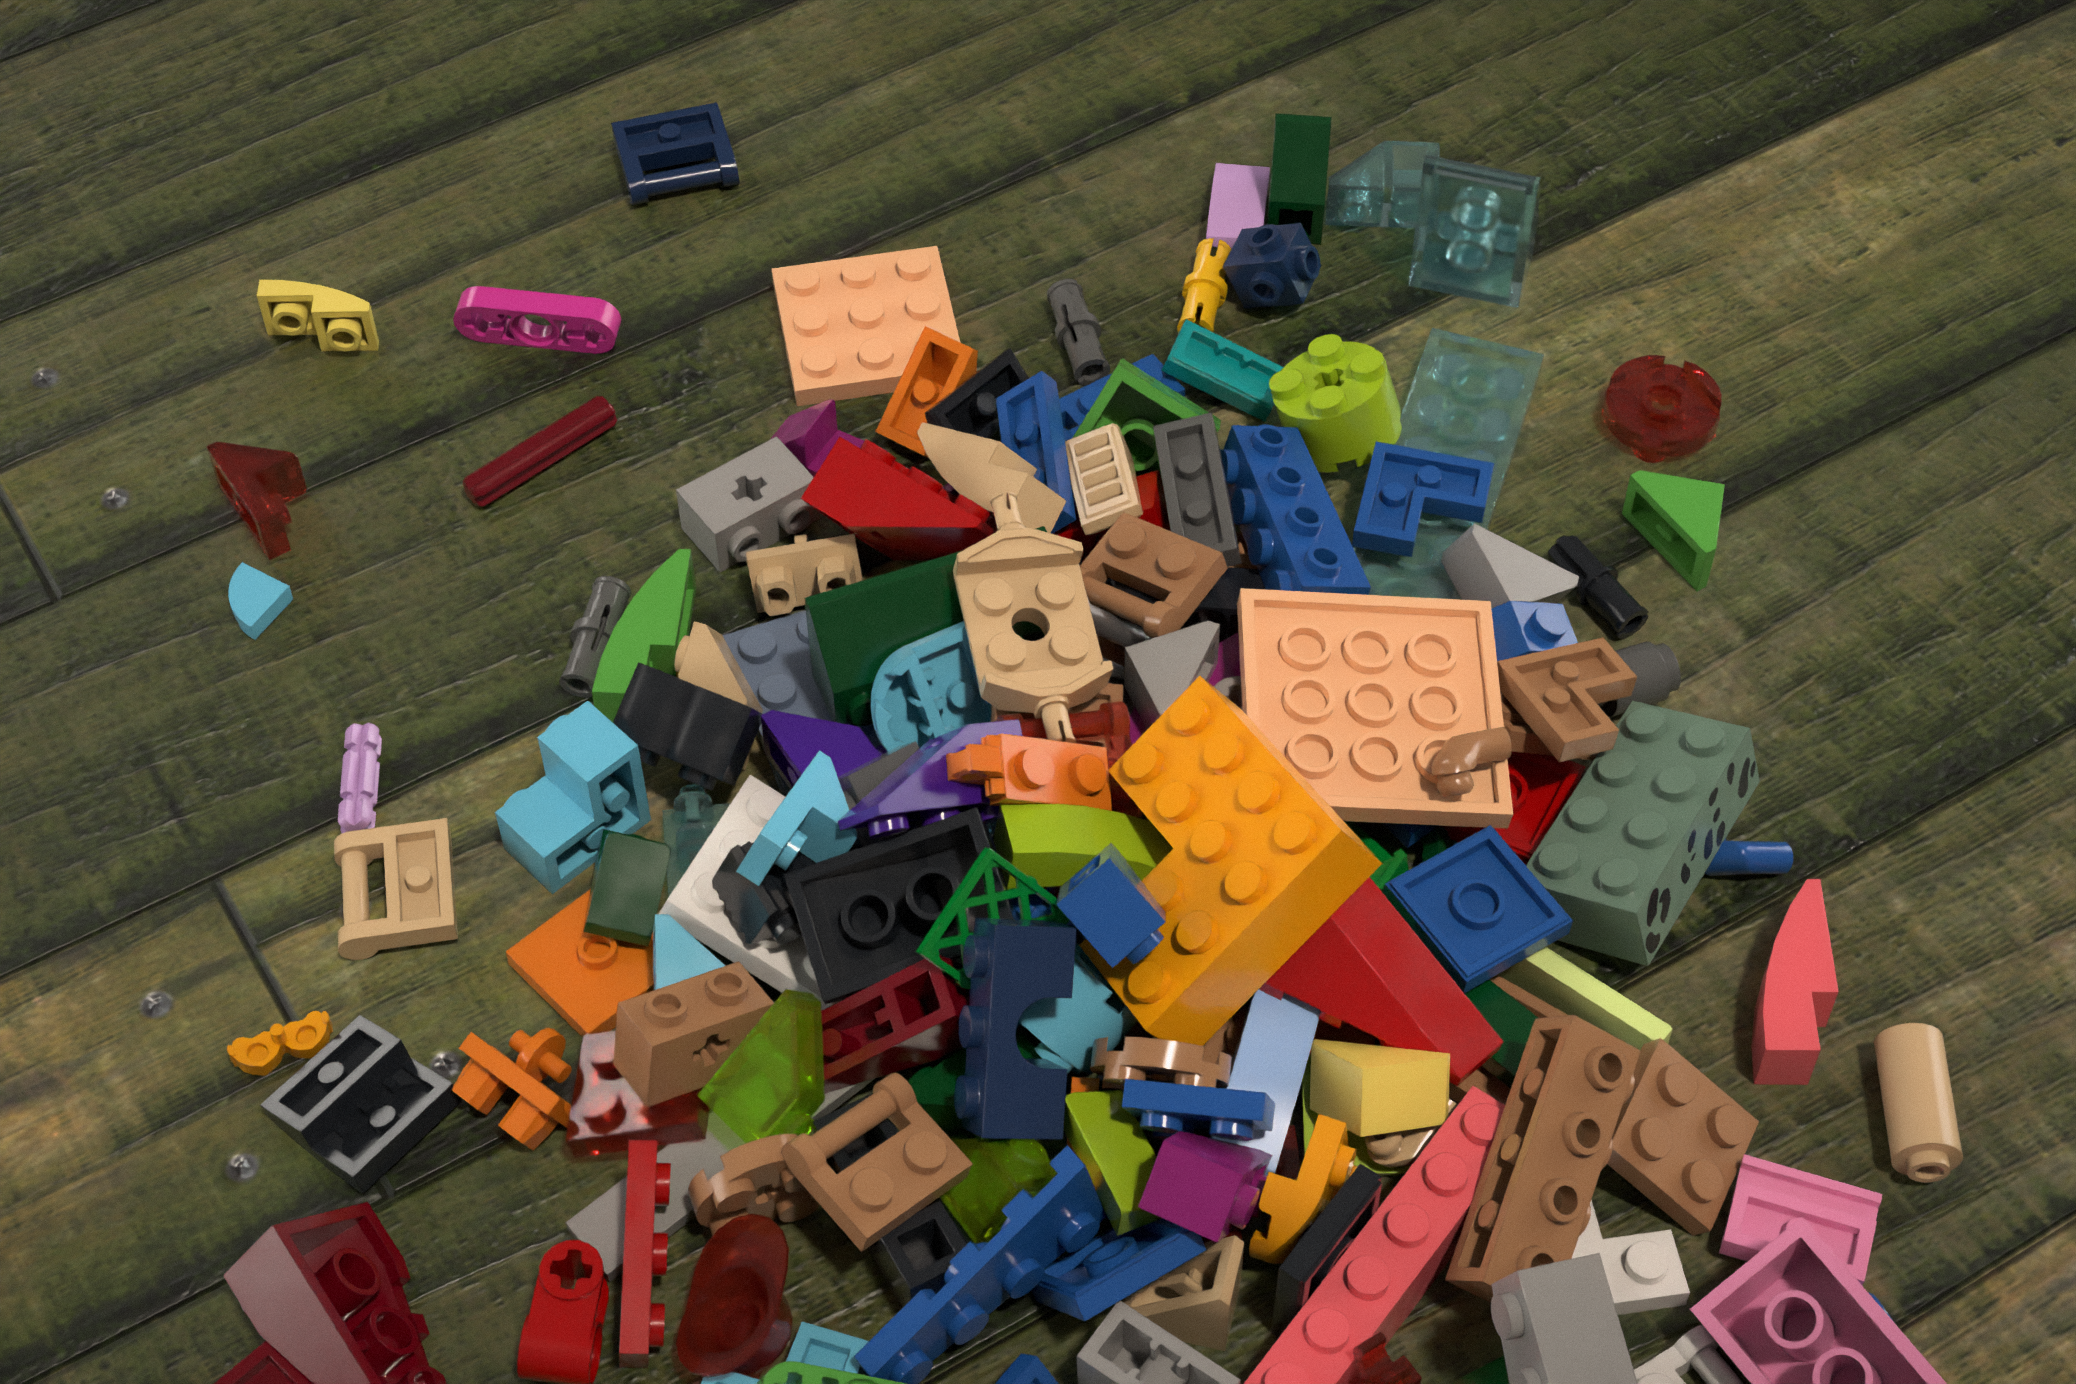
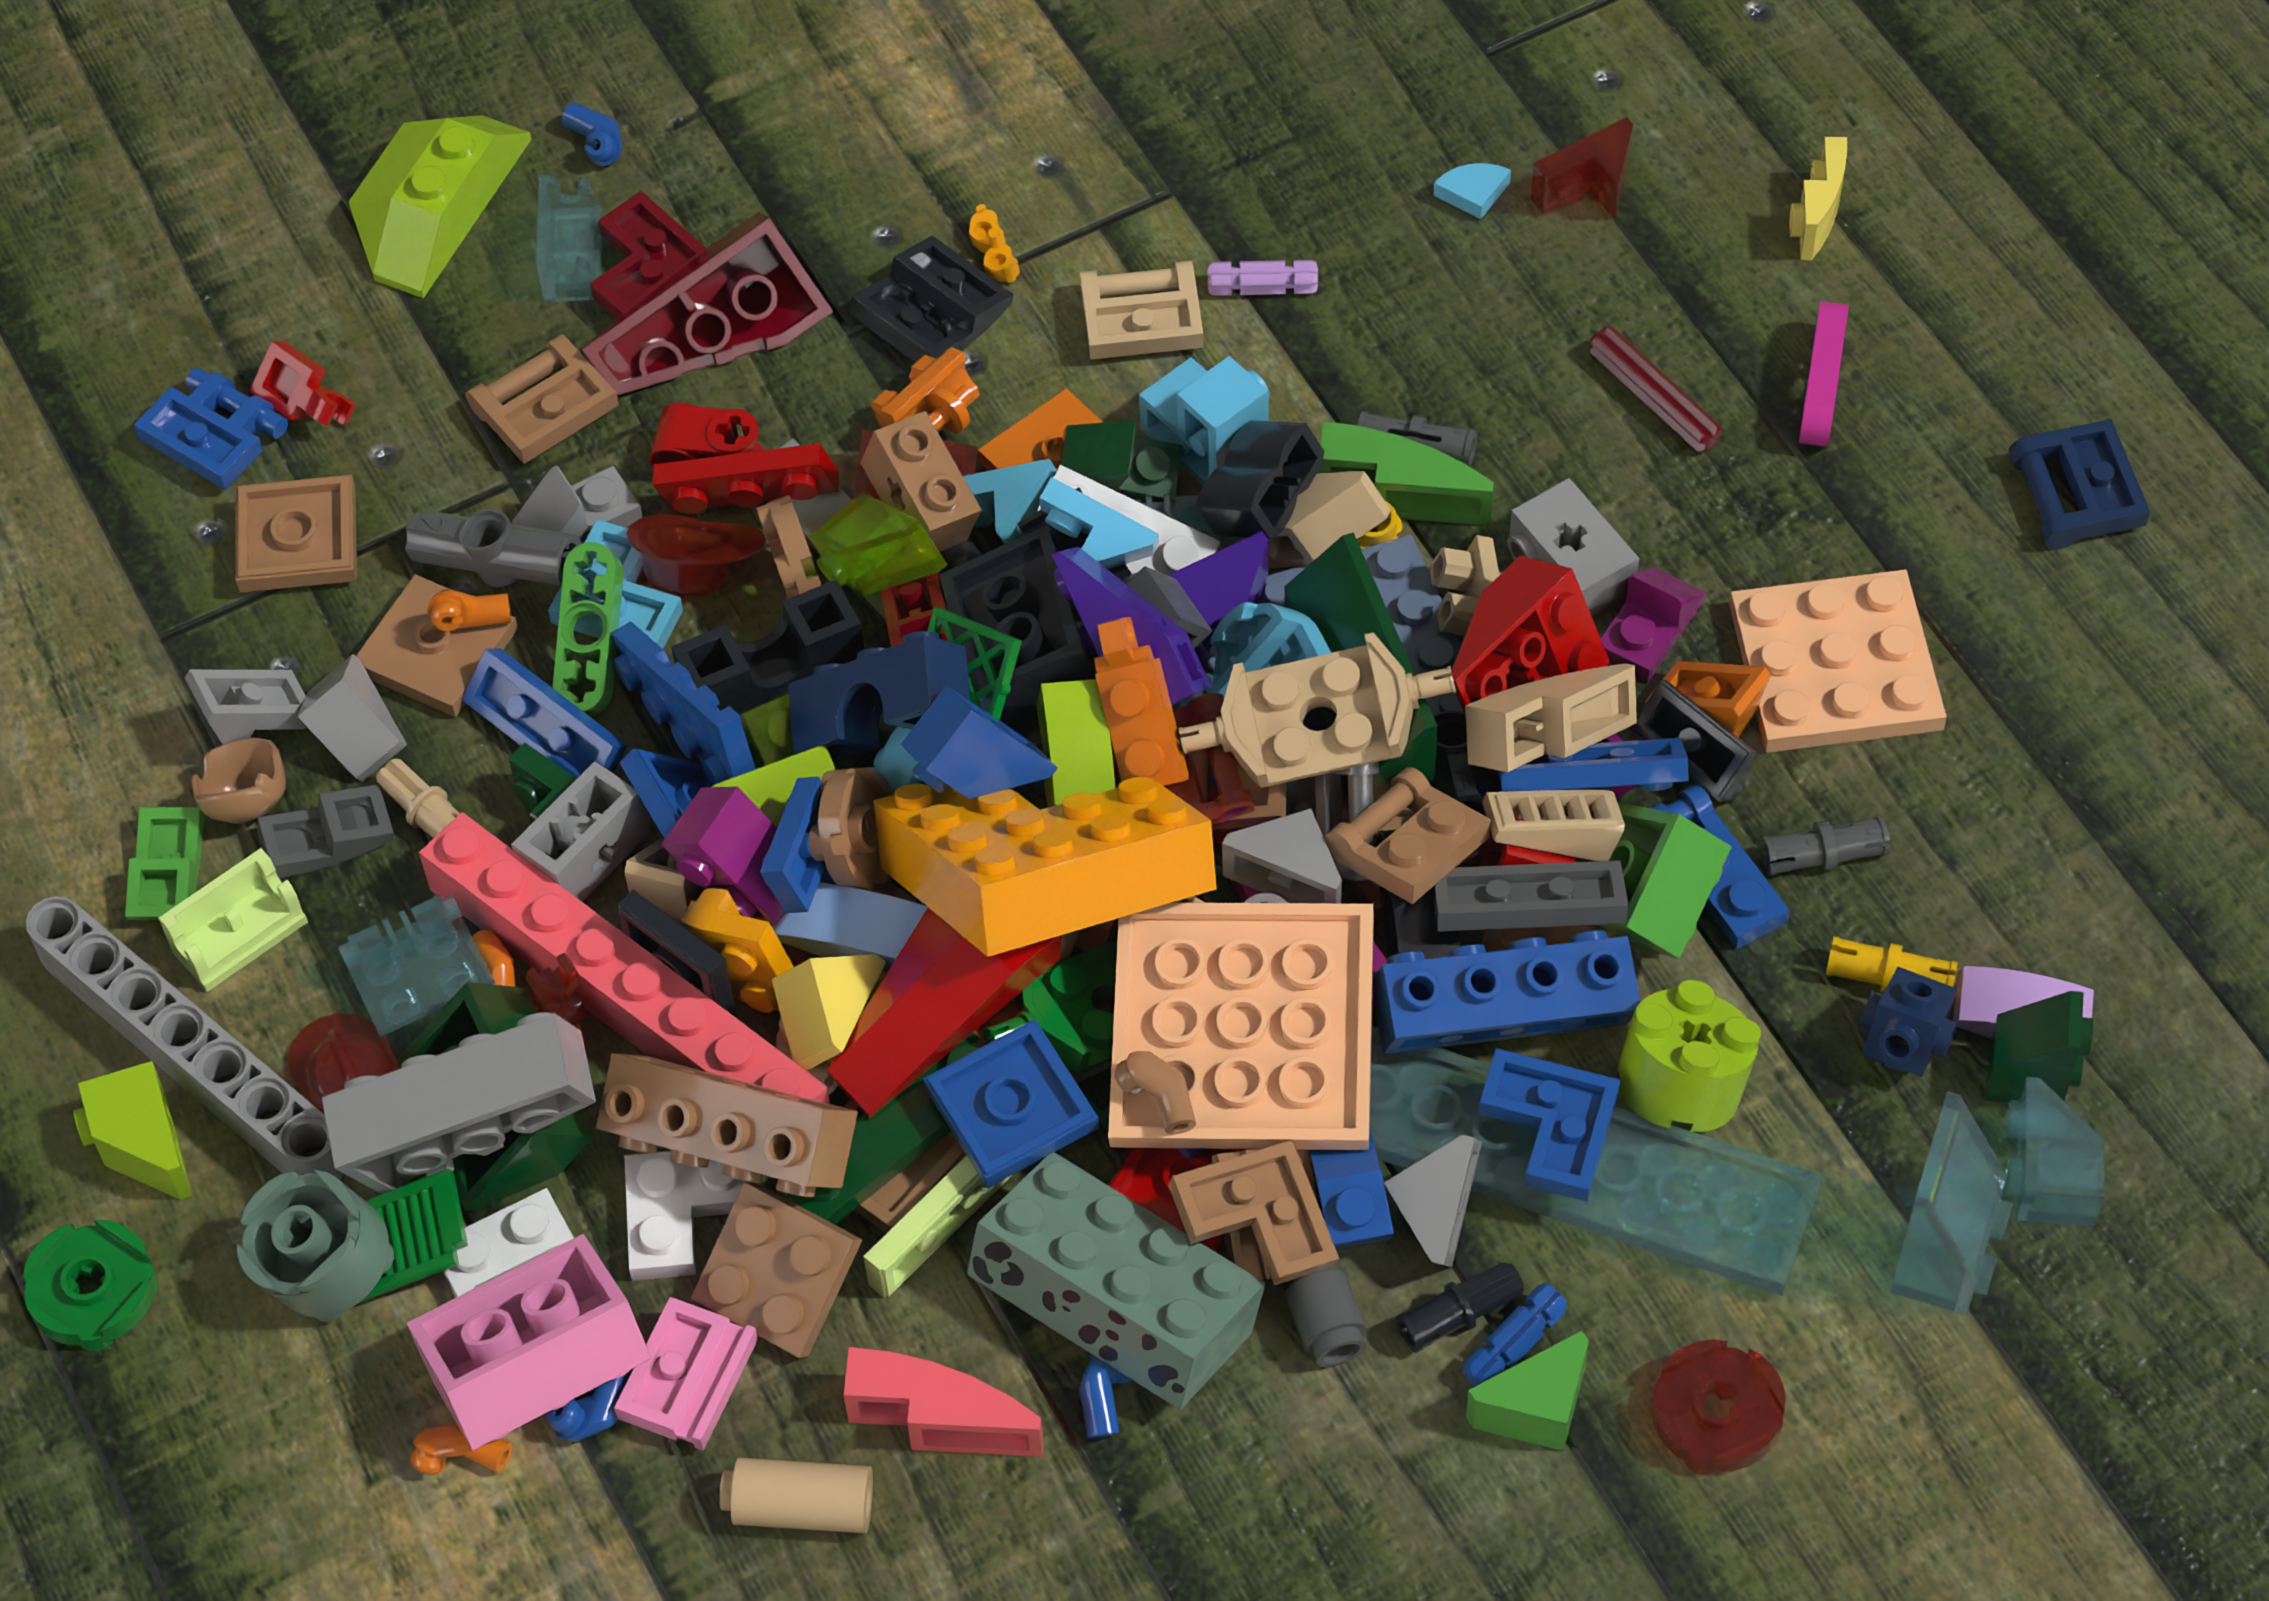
camera: 95 degrees right, 5 degrees up
(889, 1180) = (765, 627): medium nougat plate -> none
(1222, 369) = (1766, 967): teal plate -> none
(1620, 548) = (1515, 1335): none -> blue axle

